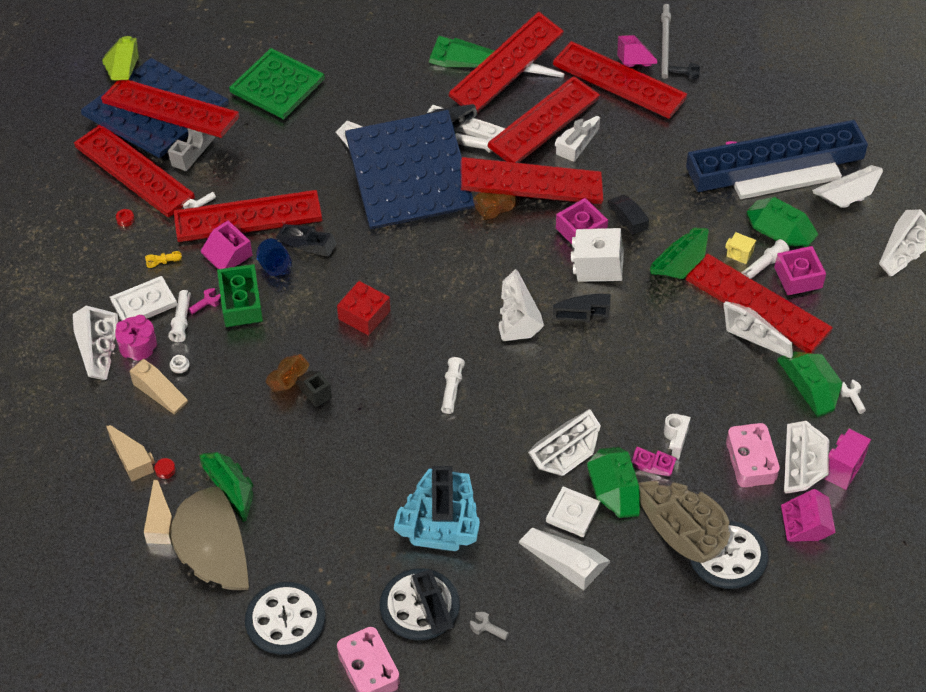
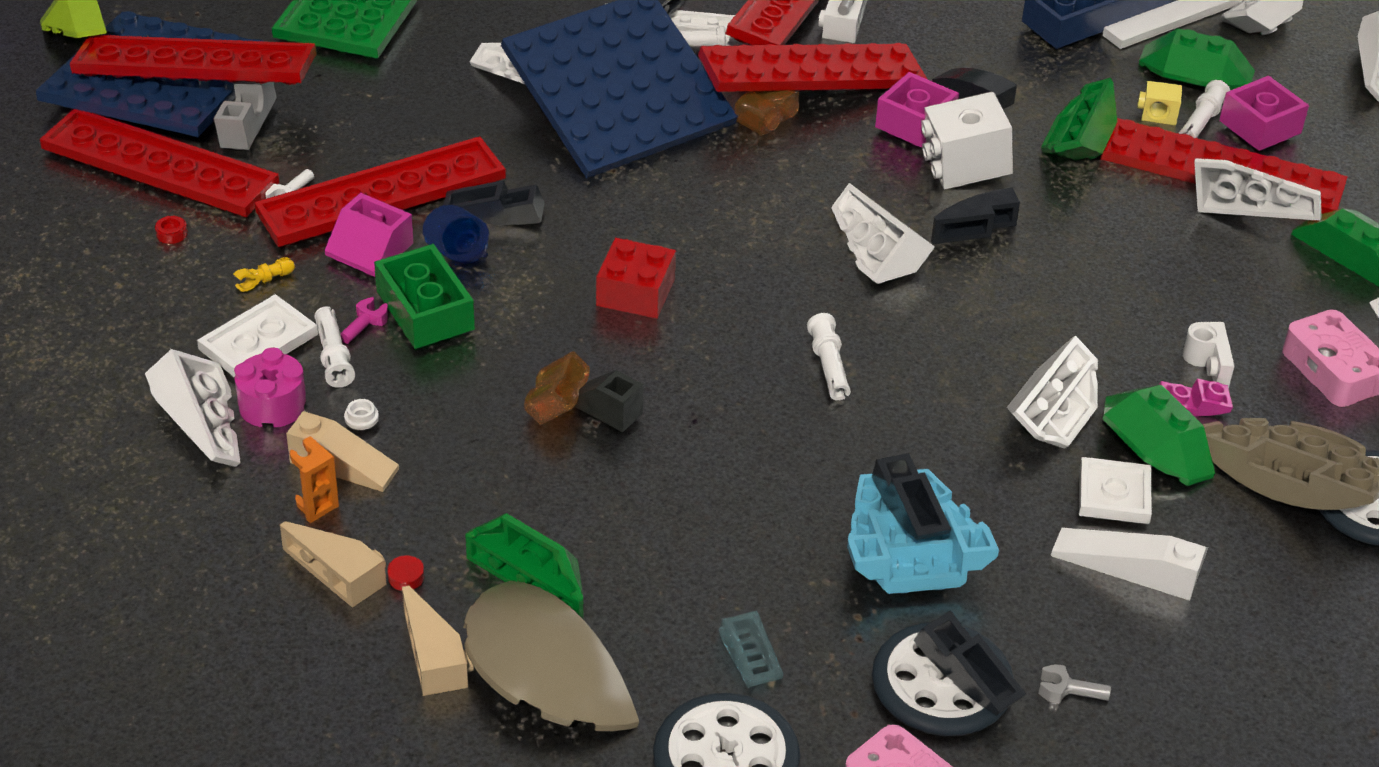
camera: 20 degrees left, 10 degrees down
(134, 403) = (317, 480): none -> orange hinge
(324, 544) = (751, 624): none -> clear light blue slope

